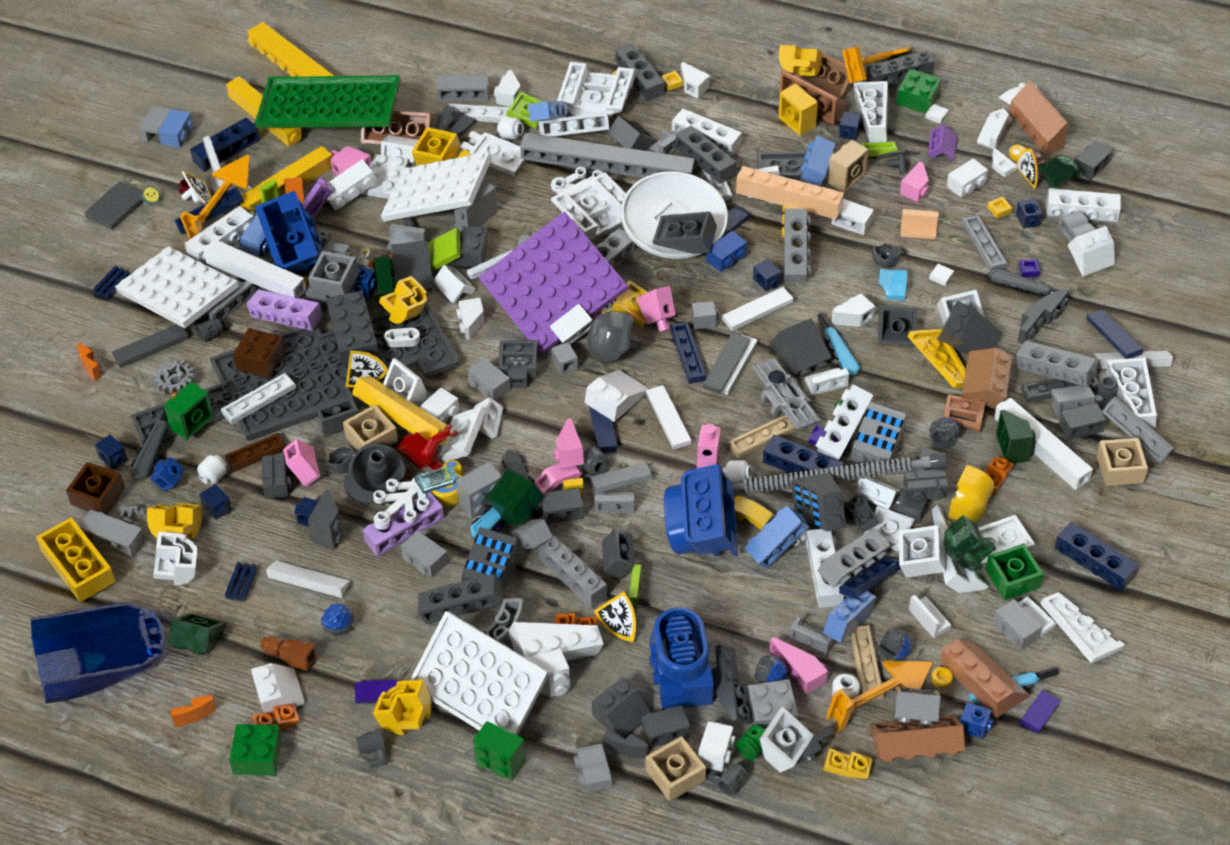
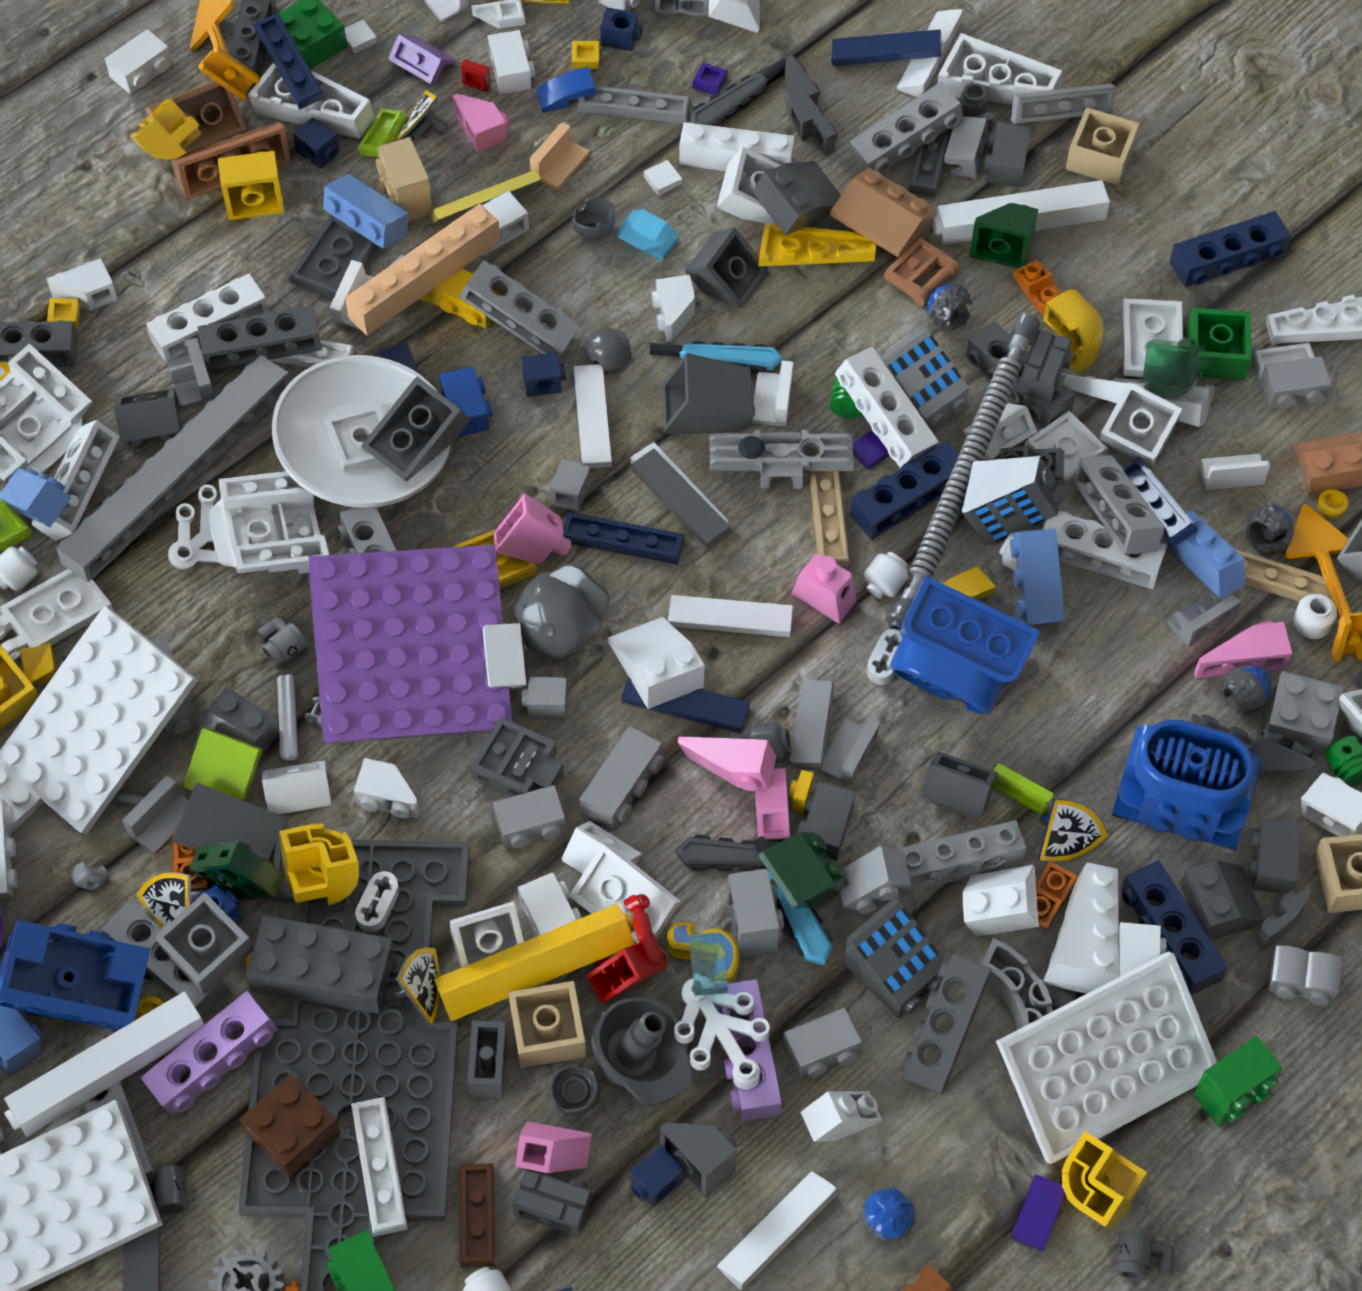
camera: 65 degrees left, 10 degrees up
(358, 230) = (89, 877): none -> light grey piece
(386, 578) = (840, 1115): none -> white slope
(535, 407) = (621, 778): none -> light grey brick
(554, 599) = (1001, 901): none -> white slope
(571, 716) = (1156, 884): none -> dark blue brick
(804, 296) = (609, 348): none -> dark grey hair
(847, 36) = (138, 61): none -> white brick
(878, 210) = (484, 196): none -> light yellow tile
(884, 85) = (288, 61): none -> dark blue tile
(946, 167) = (475, 75): none -> red tile
(968, 208) = (559, 90): none -> blue slope
(973, 278) = (714, 146): none -> white brick

